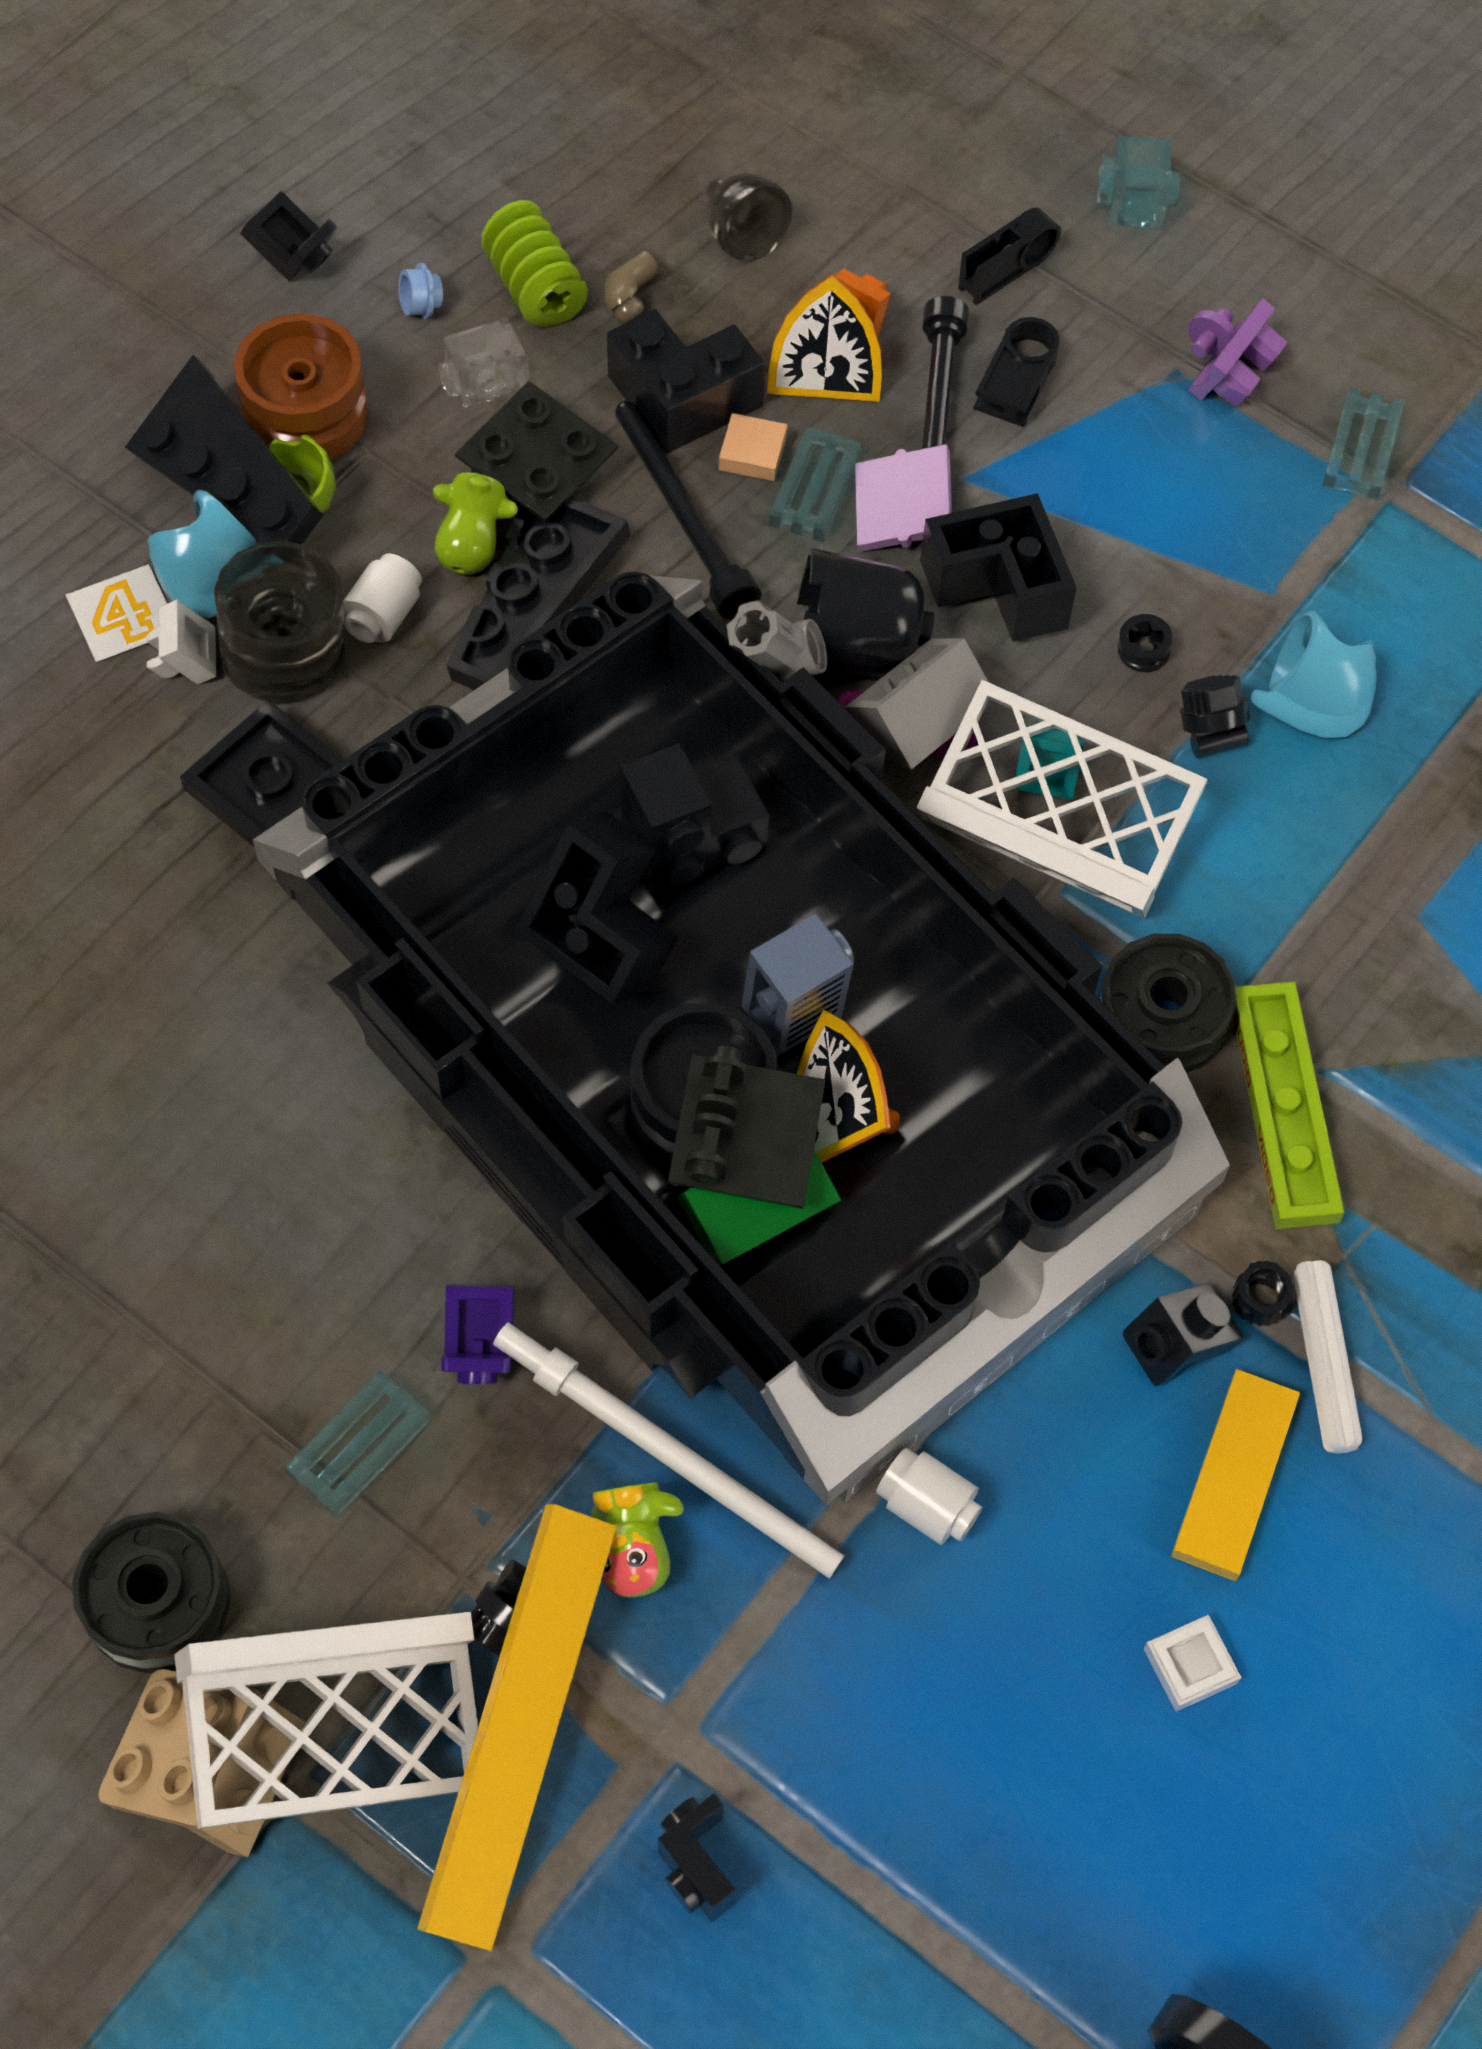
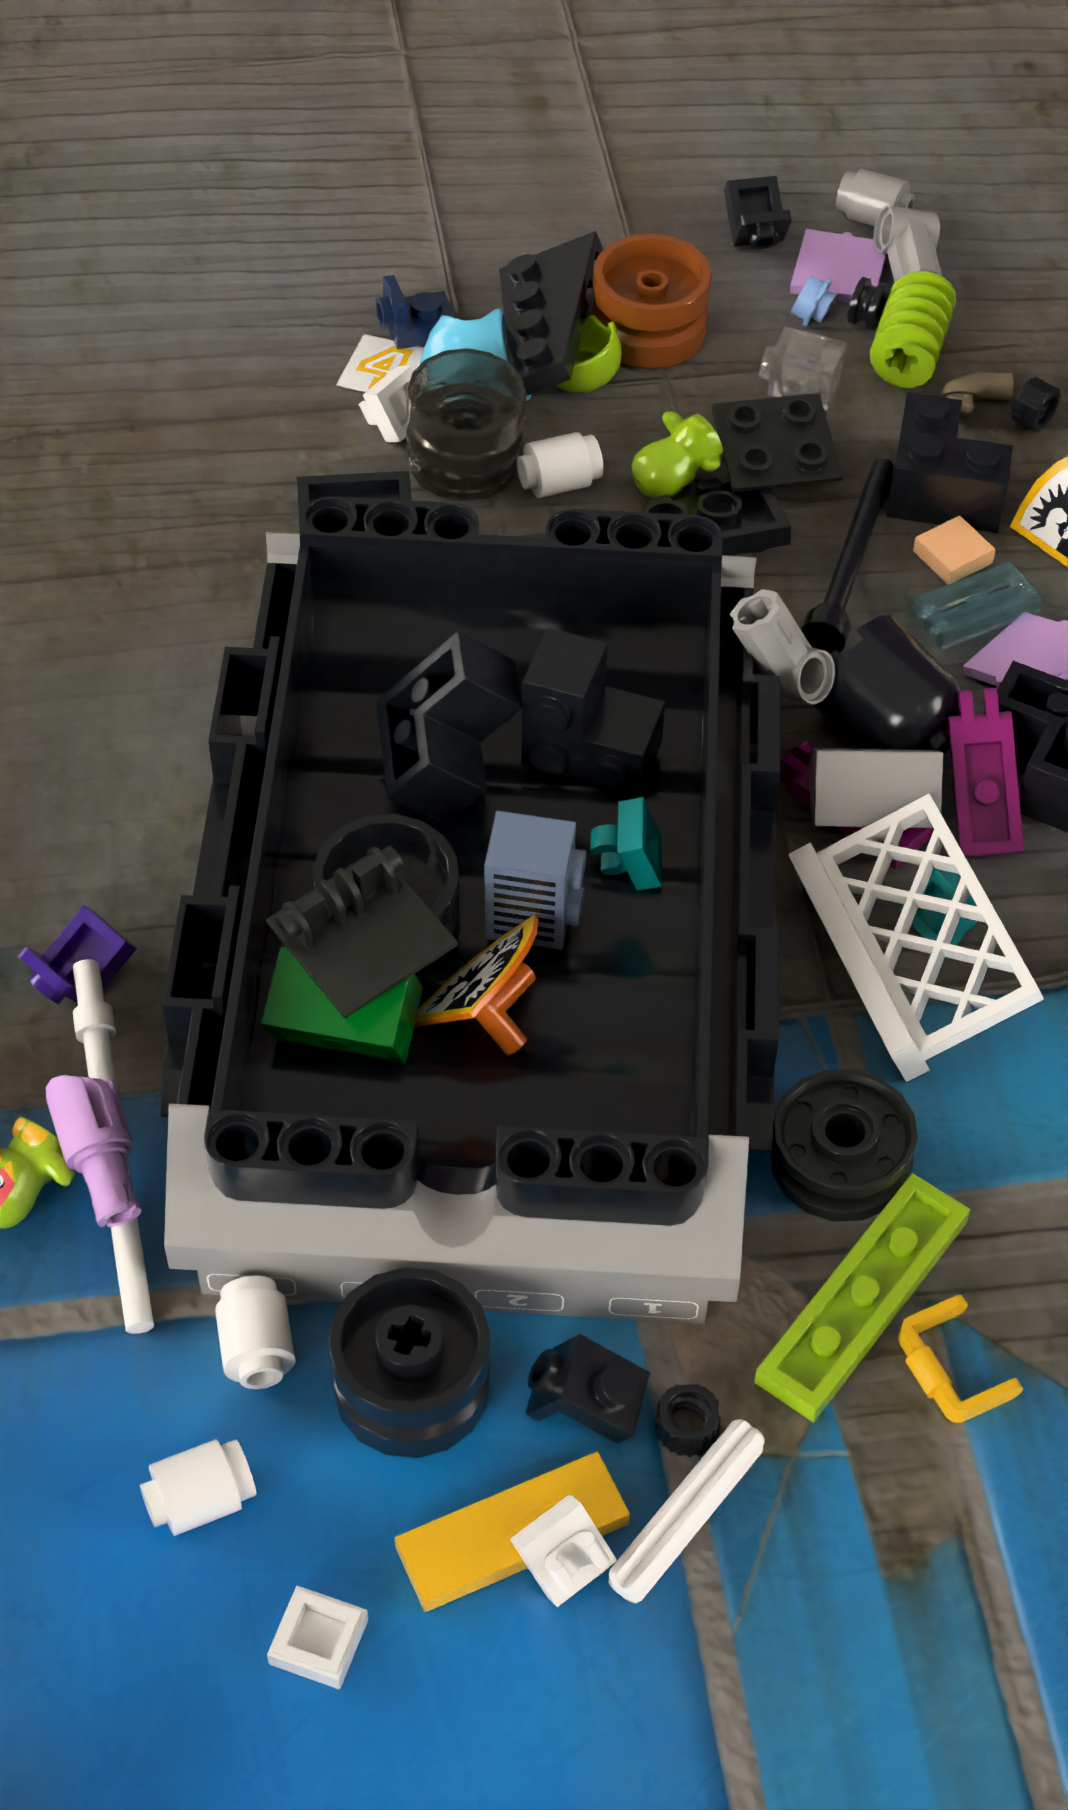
camera: 45 degrees right, 10 degrees down
(103, 545) = (410, 317): none -> dark blue bracket
(373, 155) = (867, 192): none -> light grey brick
(398, 238) = (840, 259): none -> lavender piece
(444, 176) = (908, 239): none -> light grey piece
(469, 263) = (868, 303): none -> black bush
(681, 1461) = (95, 1143): none -> lavender arm
(691, 267) = (1035, 404): none -> black axle
(820, 893) = (631, 845): none -> teal tile
(975, 612) = (985, 778): none -> magenta hinge
(1013, 1638) = (198, 1486): none -> white brick
(1063, 1419) = (410, 1362): none -> black wheel
(1294, 1456) = (563, 1550): none -> white tile
(1372, 1121) = (931, 1373): none -> yellow piece

